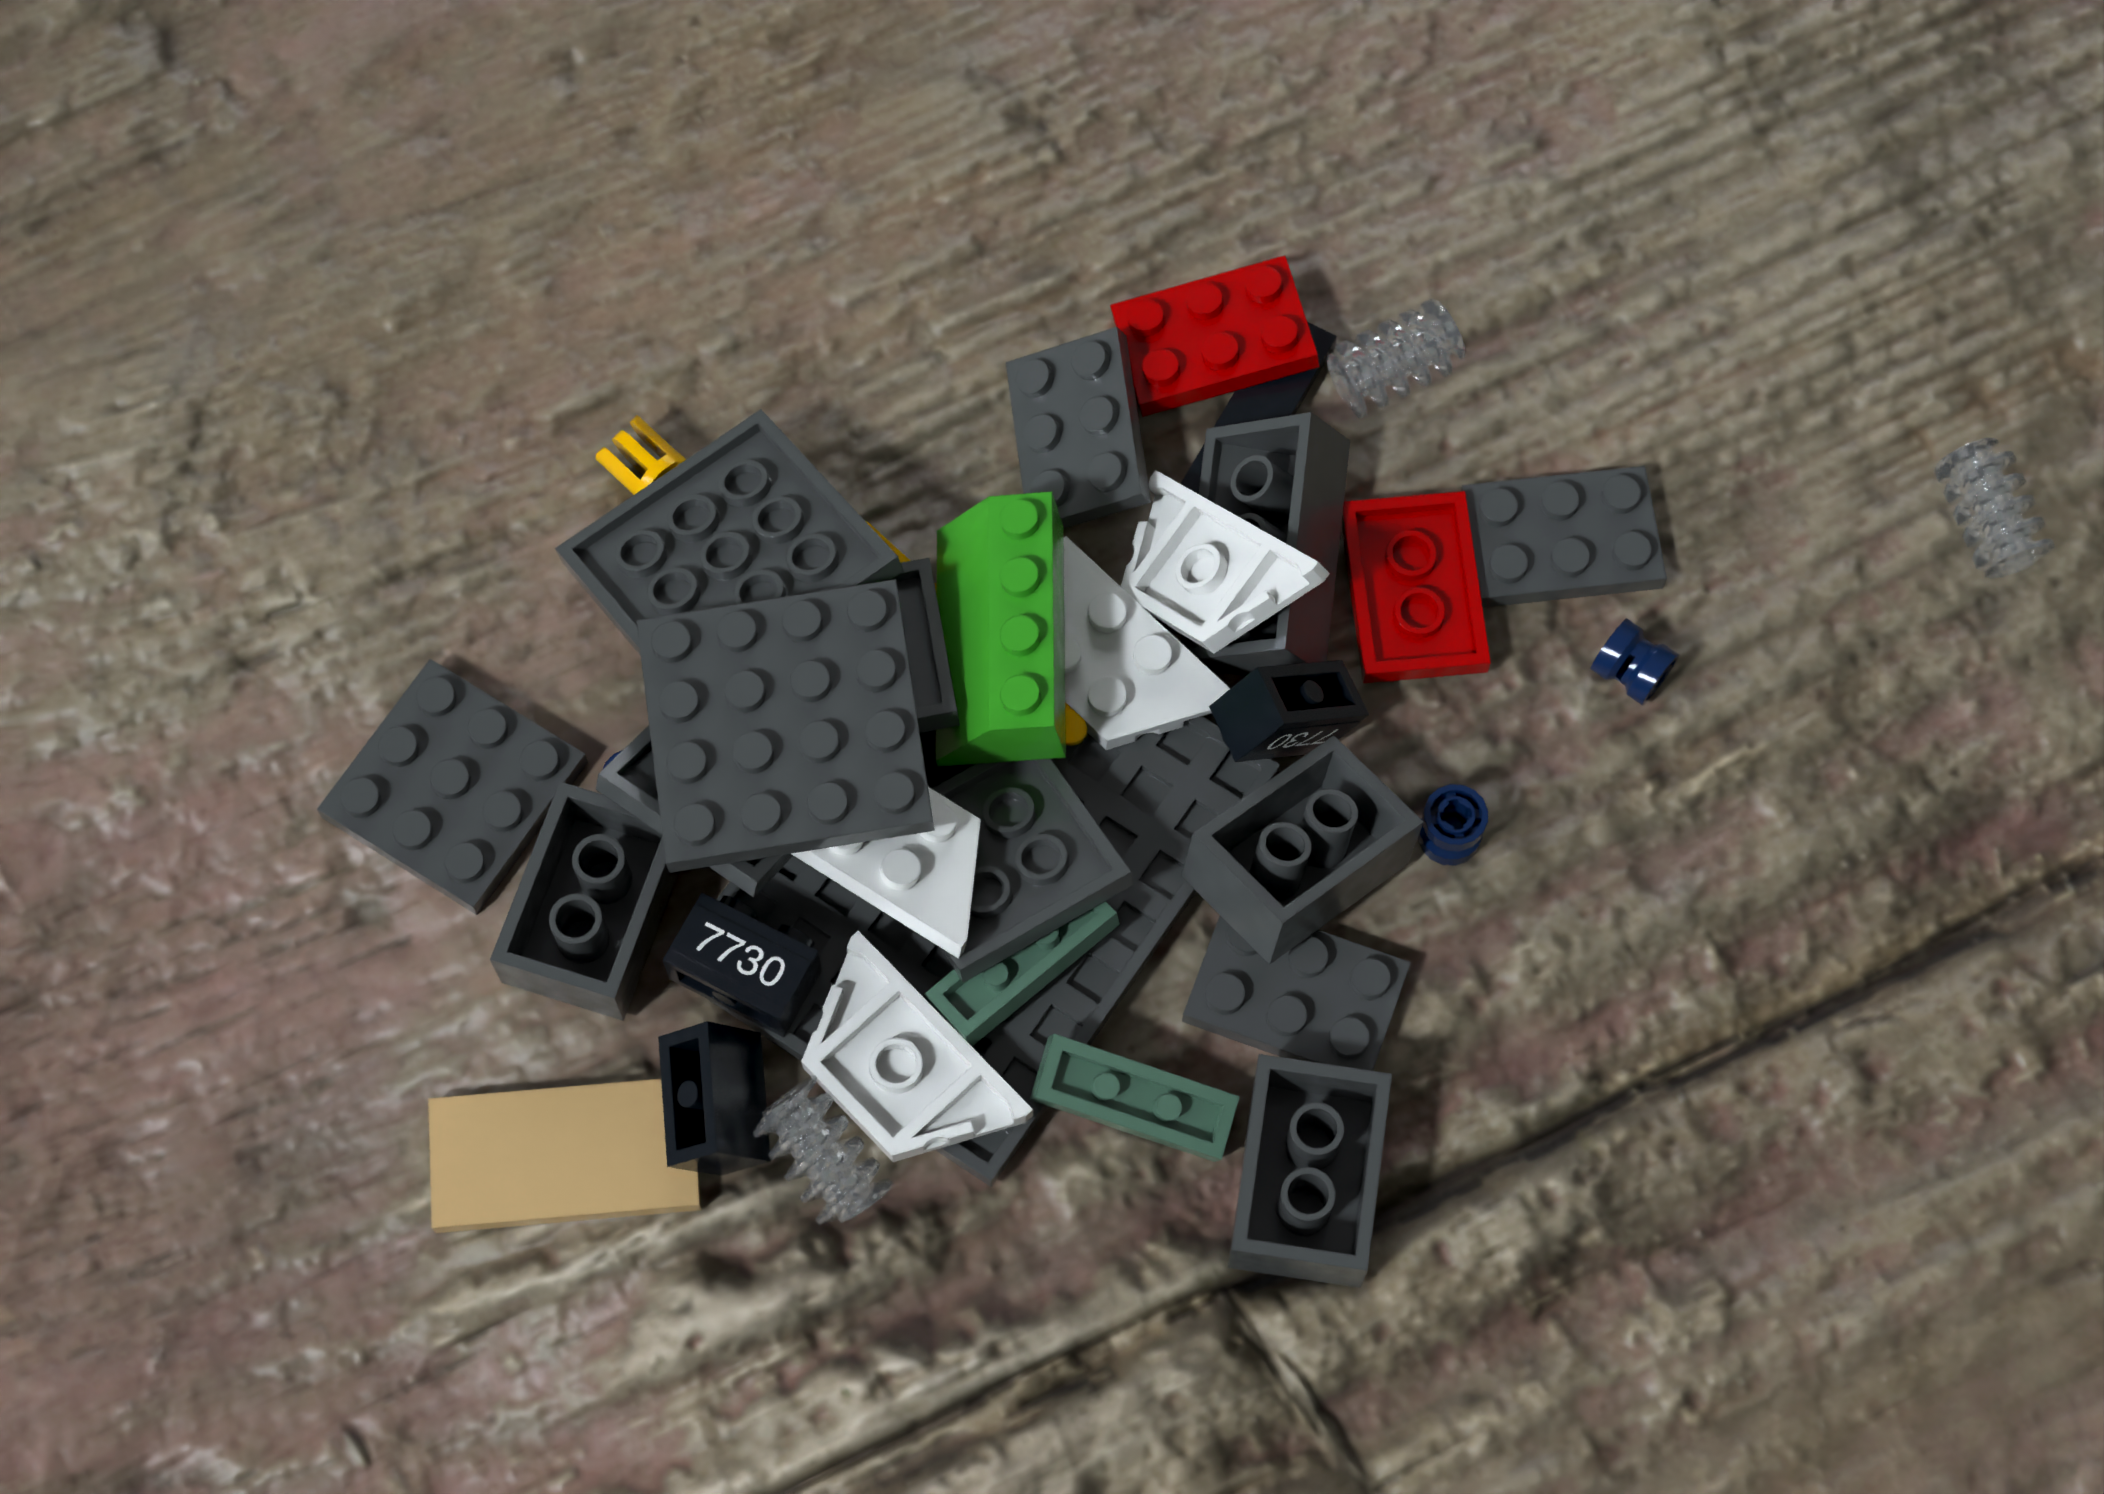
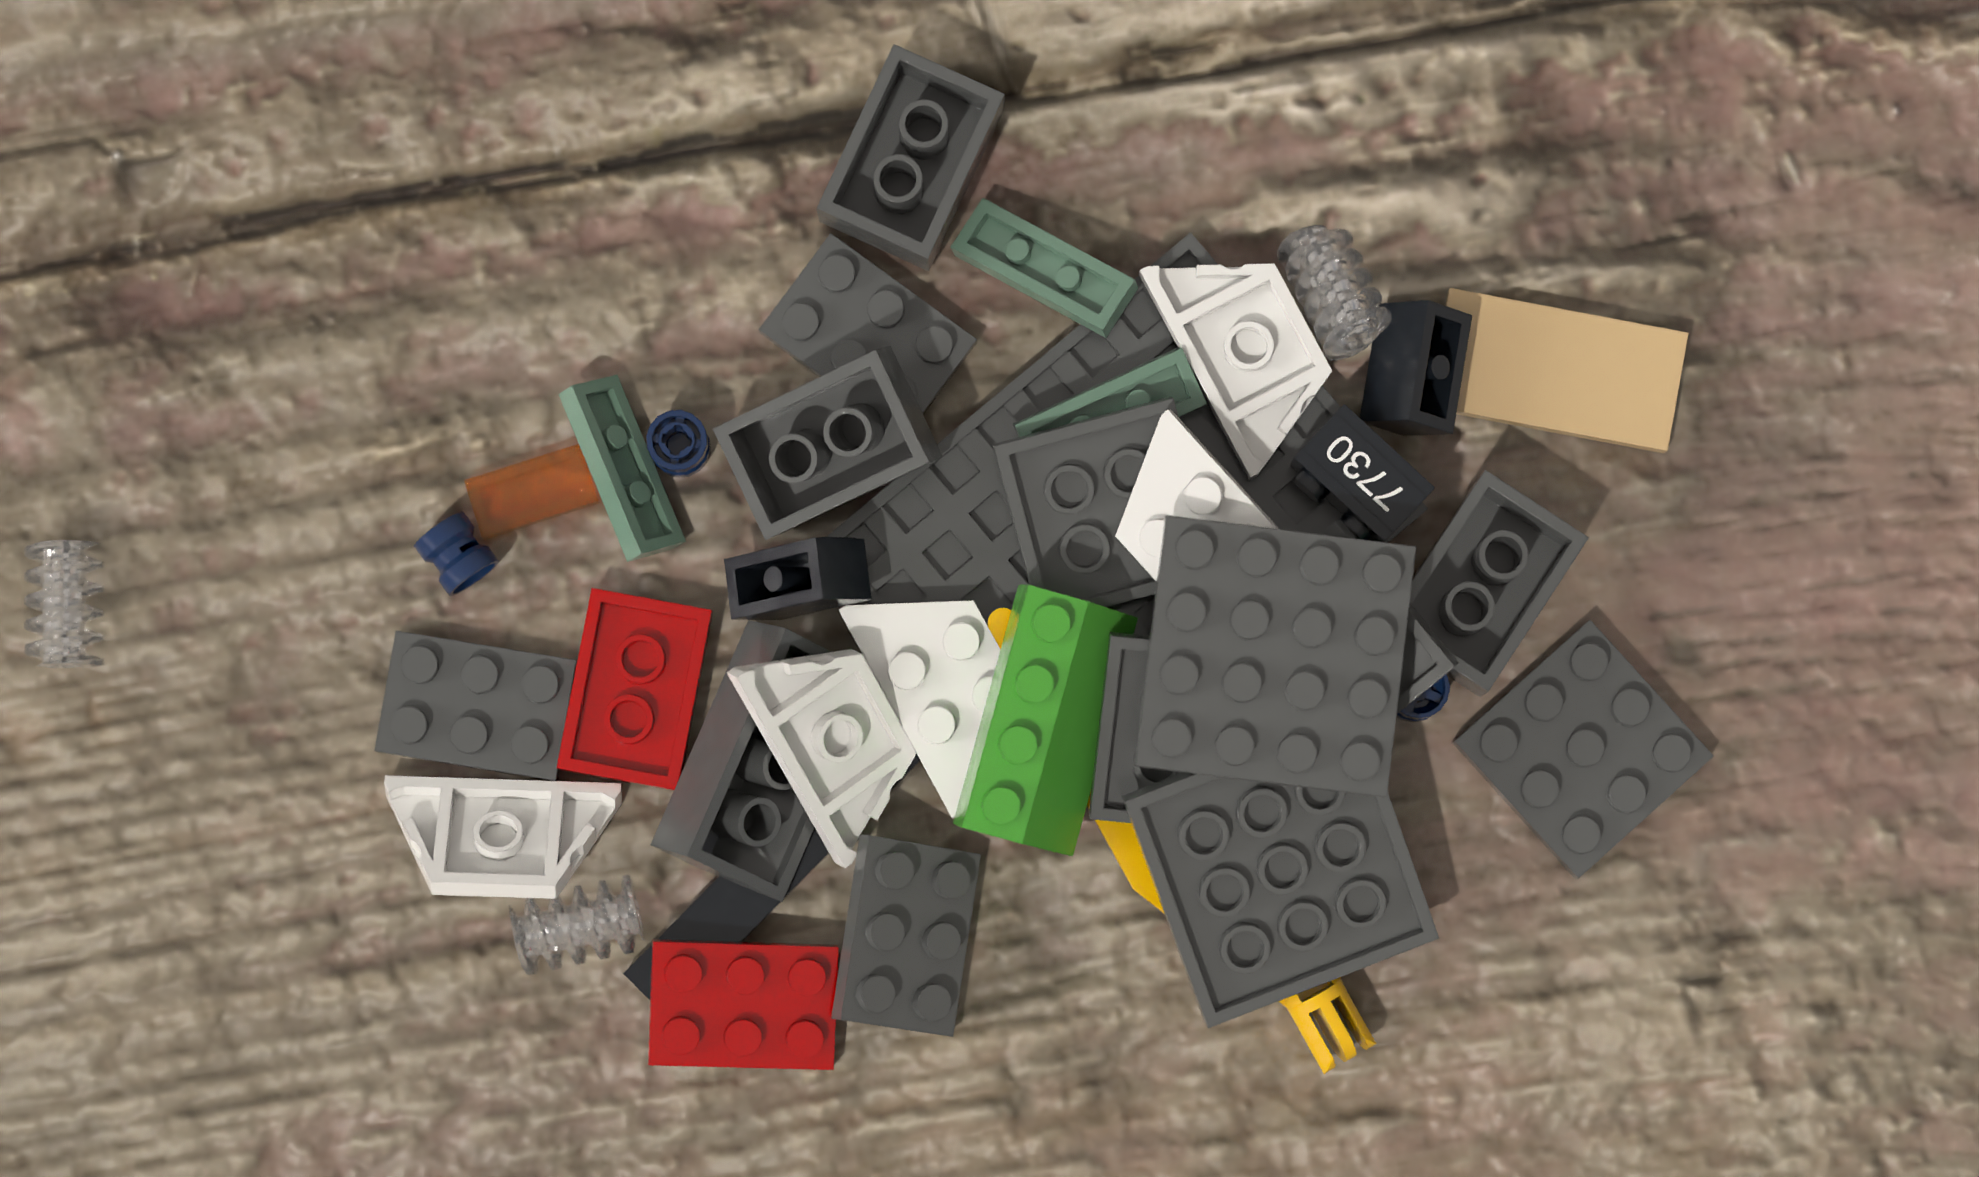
camera: 165 degrees left, 15 degrees up
(1497, 417) = (500, 832): none -> white wing
(1517, 800) = (622, 467): none -> sand green plate
(1582, 749) = (531, 491): none -> clear orange tile

